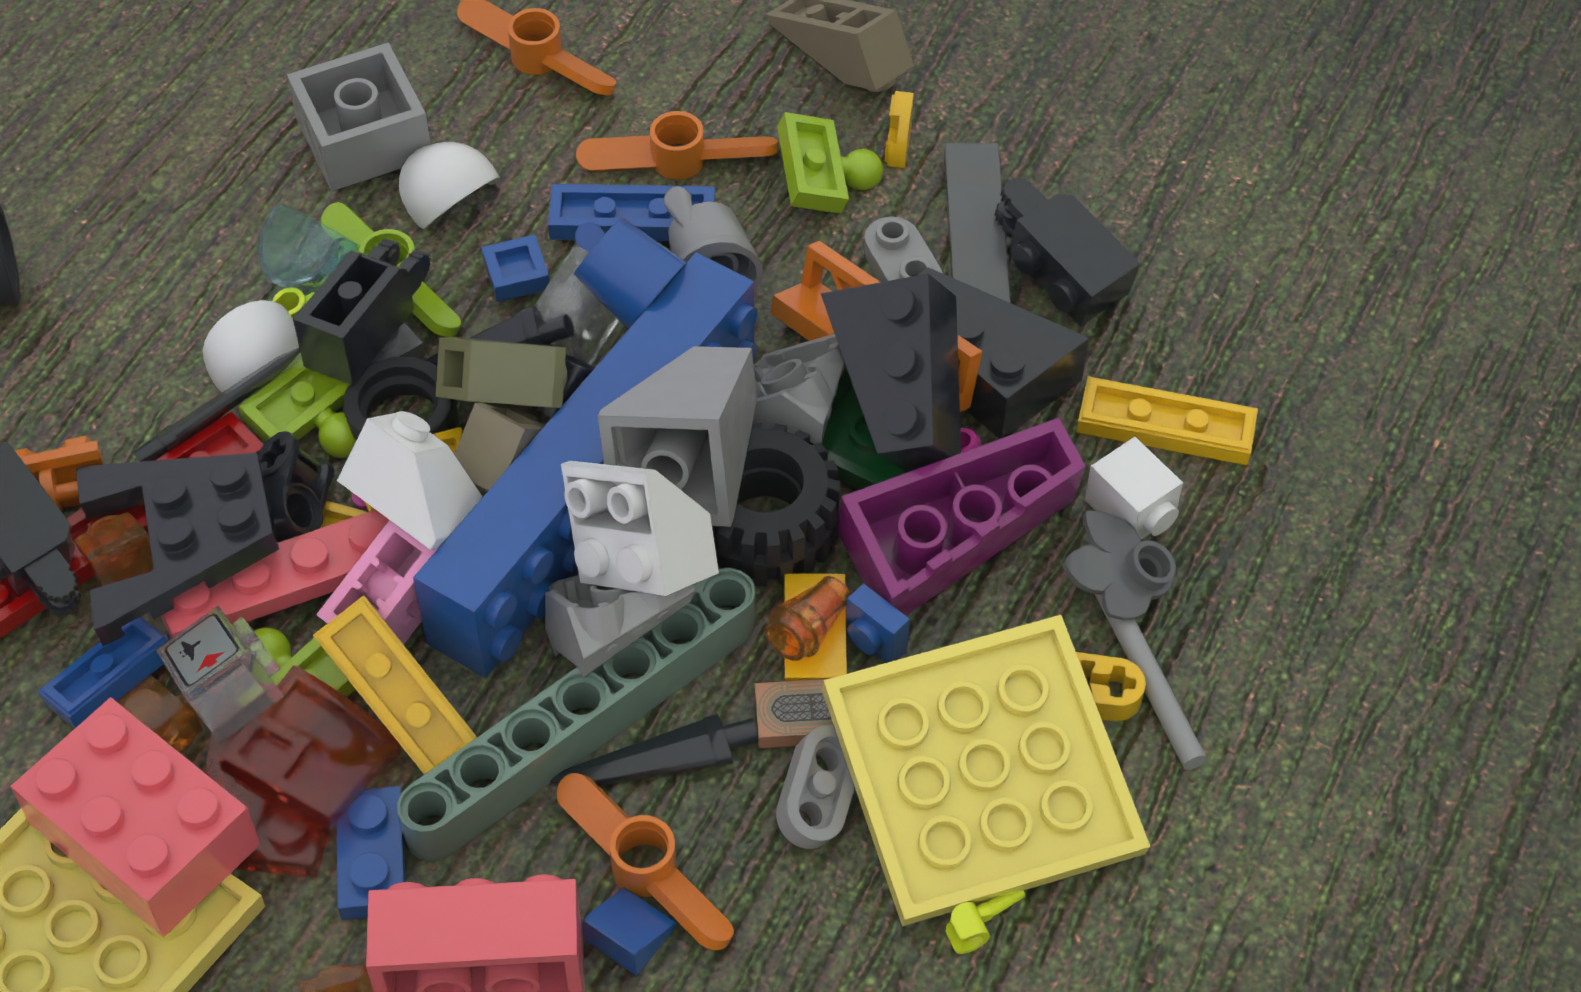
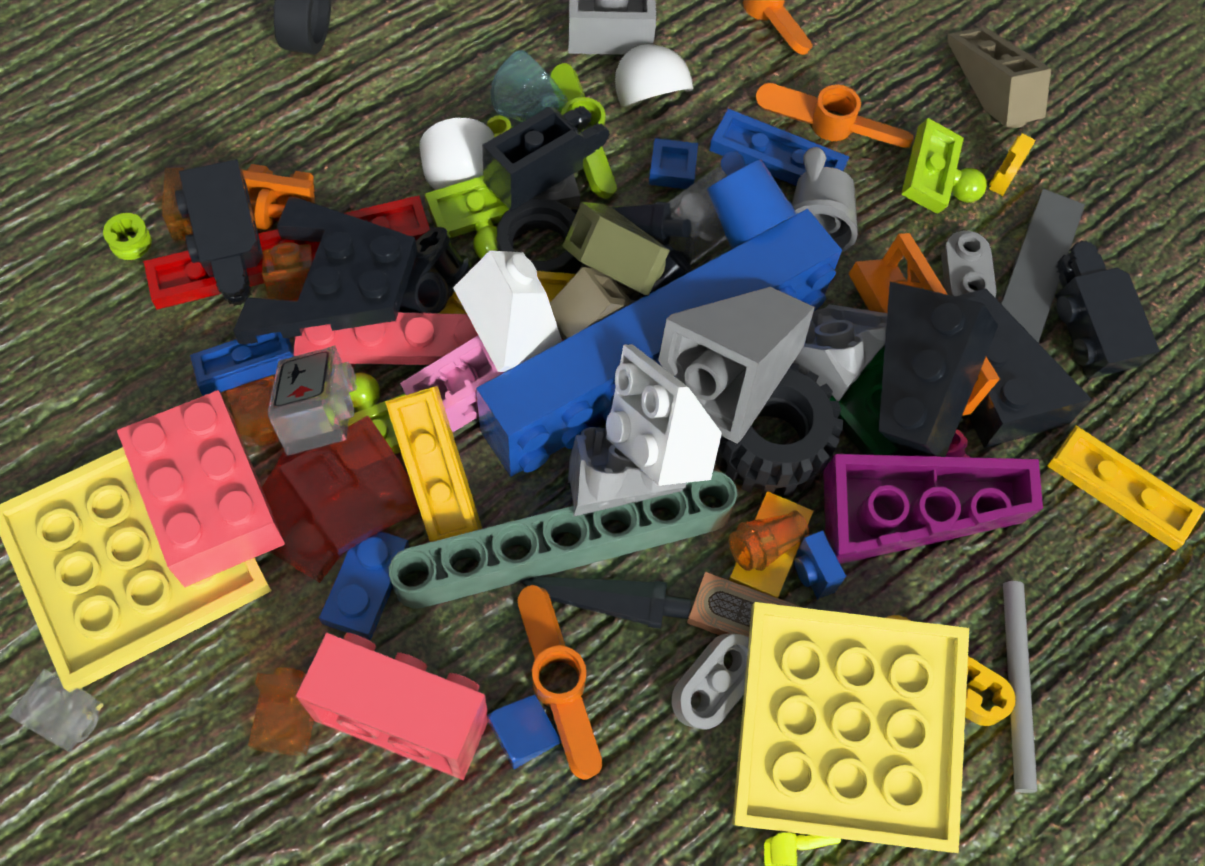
camera: 20 degrees right, 10 degrees up
(212, 410) = (404, 190): black bar -> none
(1120, 566) = (1034, 599): dark grey plate -> none
(1135, 488) = (1073, 539): white brick -> none

